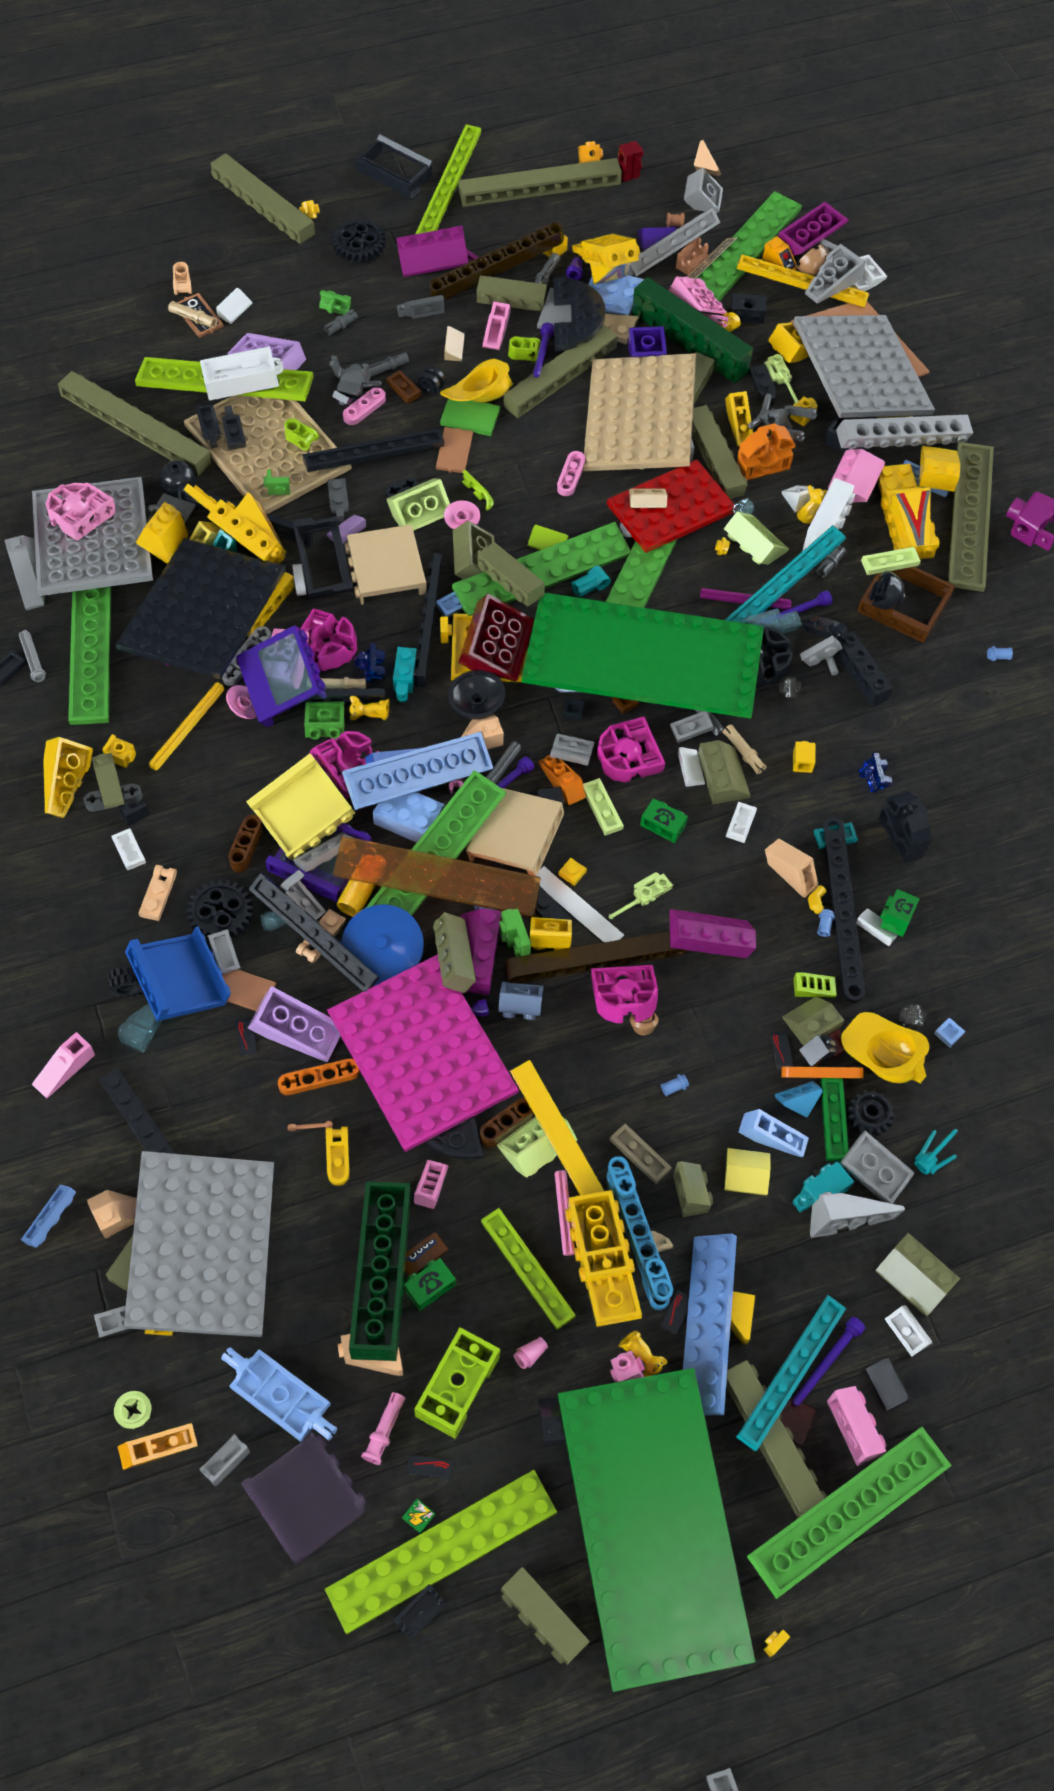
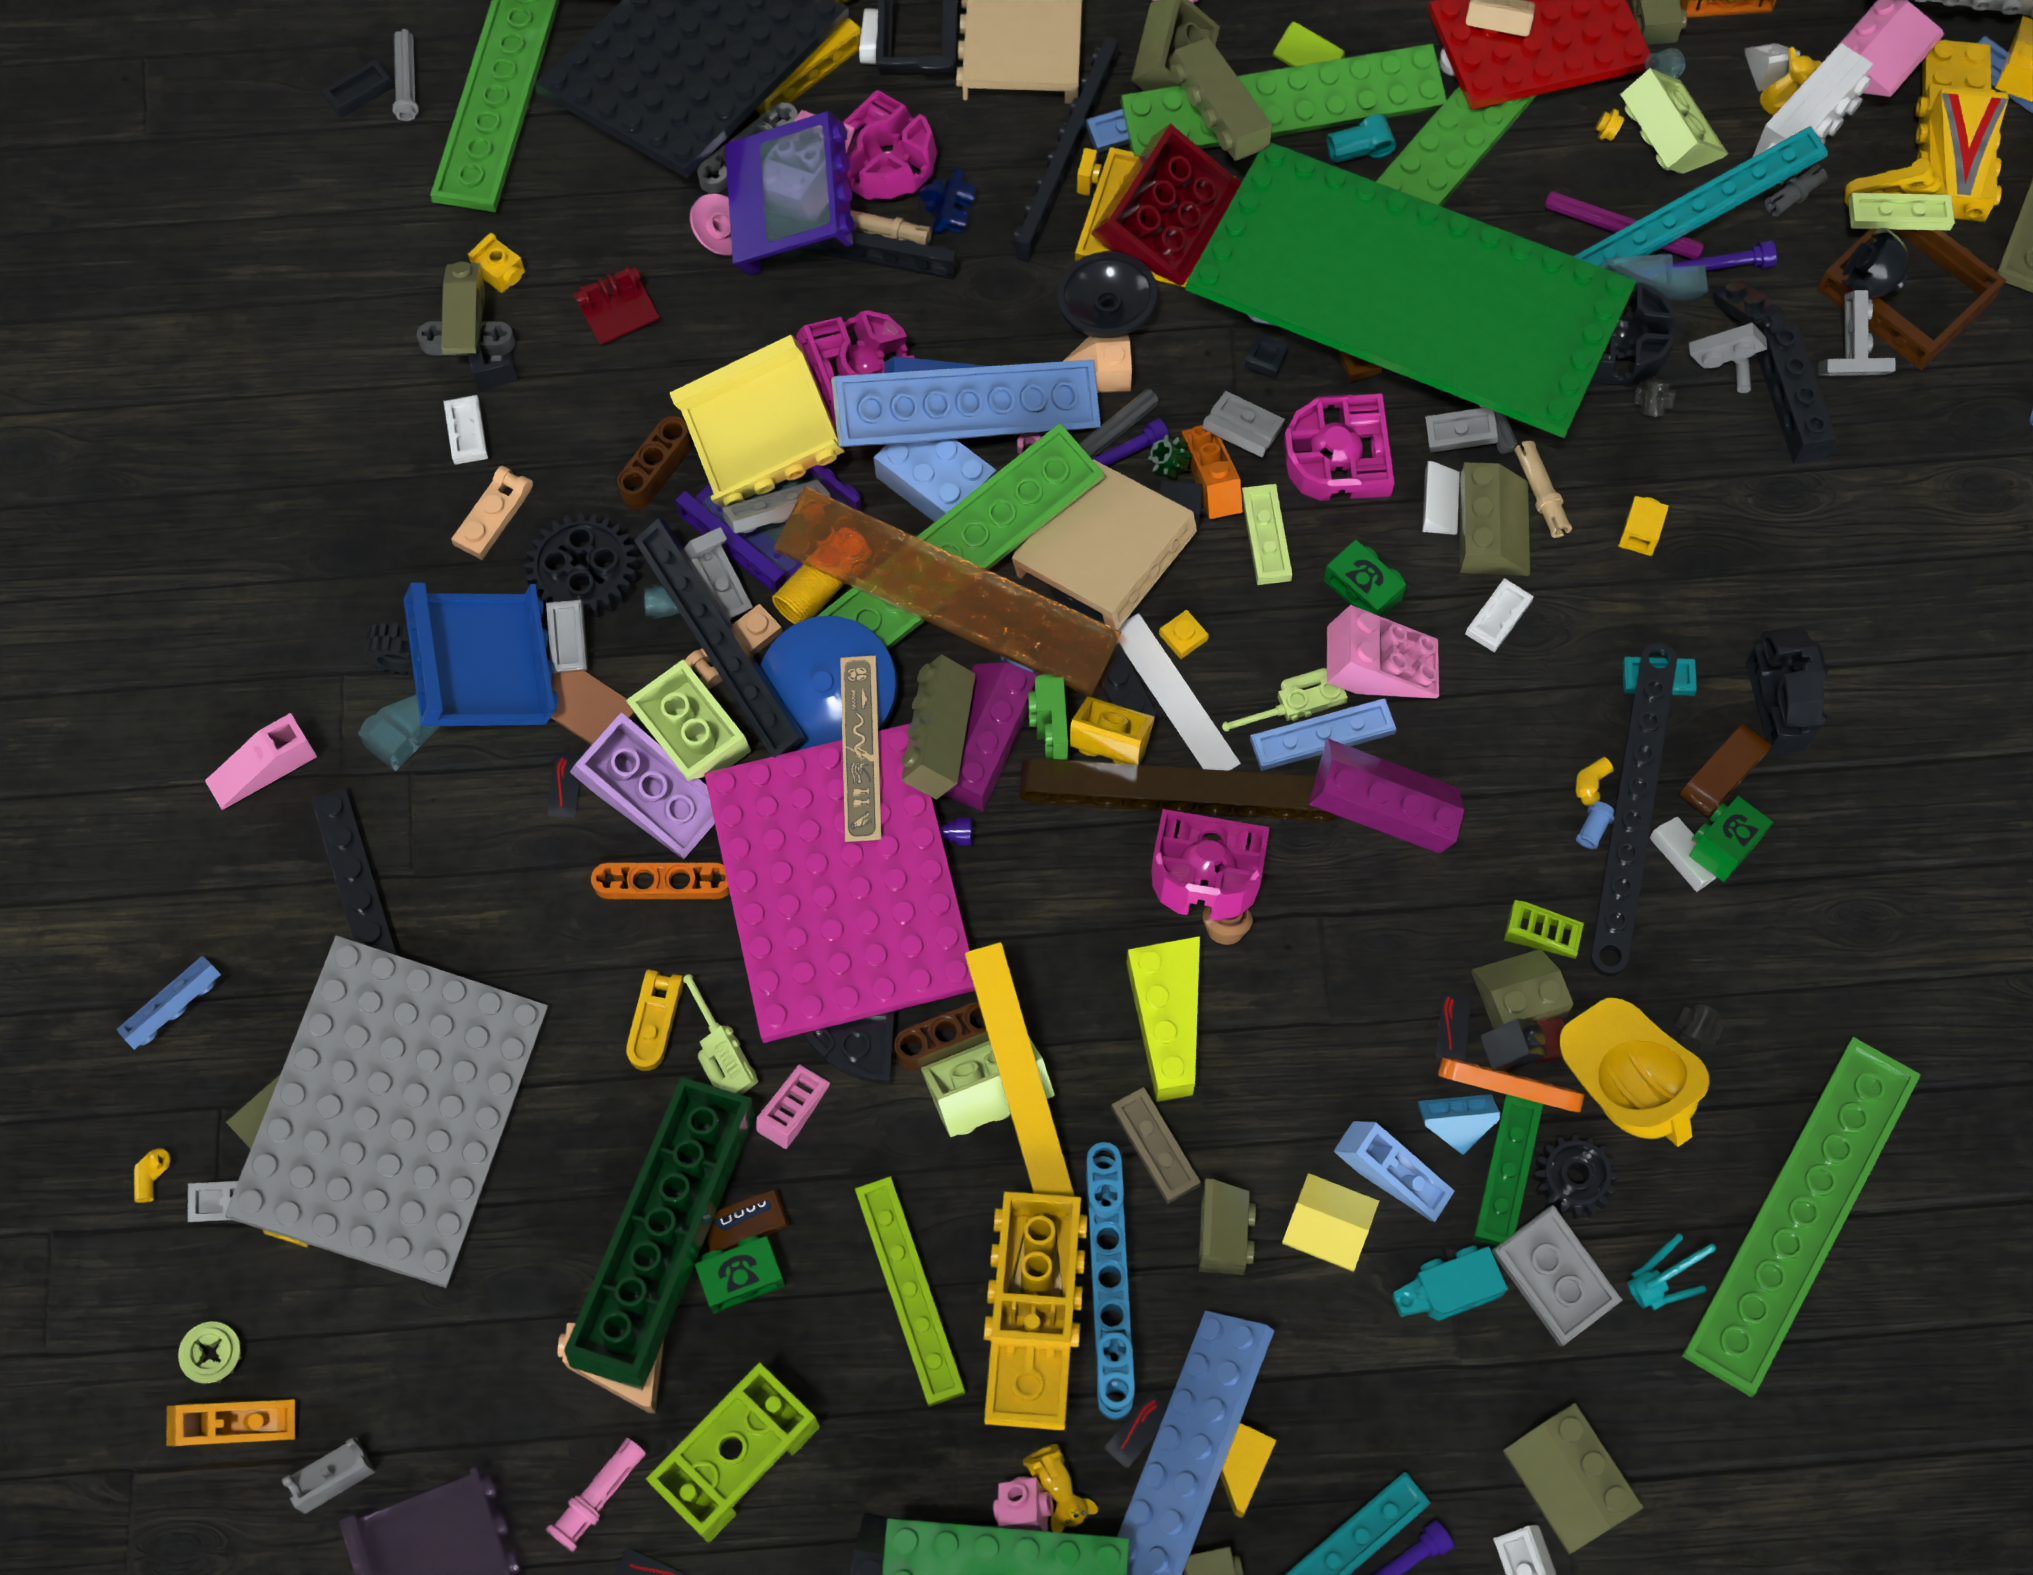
camera: 20 degrees right, 5 degrees up
(63, 770) = (398, 280): yellow wedge -> none
(64, 1315) = (147, 1172): none -> yellow arm
(112, 1211) = (266, 1021): light nougat slope -> none
(186, 726) = (617, 245): yellow axle -> none
(196, 760) = (616, 305): none -> dark red hinge
(279, 1394) = (444, 1392): light blue plate -> none
(292, 1127) = (652, 964): nougat hinge -> none
(310, 983) = (689, 723): none -> yellowish green slope
(324, 719) = (843, 282): bright green plate -> none
(373, 710) = (926, 283): yellow animal -> none
(382, 1160) = (724, 1048): none -> yellowish green piece
(404, 672) = (996, 231): teal brick -> none
(414, 975) = (860, 749): none -> sticker
(520, 999) = (1029, 832): sand blue brick -> none
(529, 1353) = (872, 1433): bright pink cone -> none
(537, 776) = (1170, 456): none -> dark green gear
(562, 1198) = (1004, 1182): bright pink axle -> none
(625, 1077) = (1167, 1005): none -> neon yellow wedge
(660, 910) = (1309, 736): none -> light blue tile
(662, 1242) = (1143, 1303): tan tile -> none
(675, 1085) = (1249, 1042): medium blue pin -> none
(684, 859) = (1380, 656): none -> bright pink slope
(793, 866) = (1566, 714): light nougat slope -> none
(844, 1210) = (1465, 1333): light grey wedge -> none
(873, 772) = (1759, 580): clear blue hips -> none
(885, 877) = (1725, 770): none -> reddish brown beam
(888, 634) = (1857, 342): none -> light grey bracket
(891, 543) = (1915, 179): none -> yellow plate
(949, 1032) = (1758, 1070): light blue plate -> none
(994, 1105) = (1801, 1217): none -> bright green plate

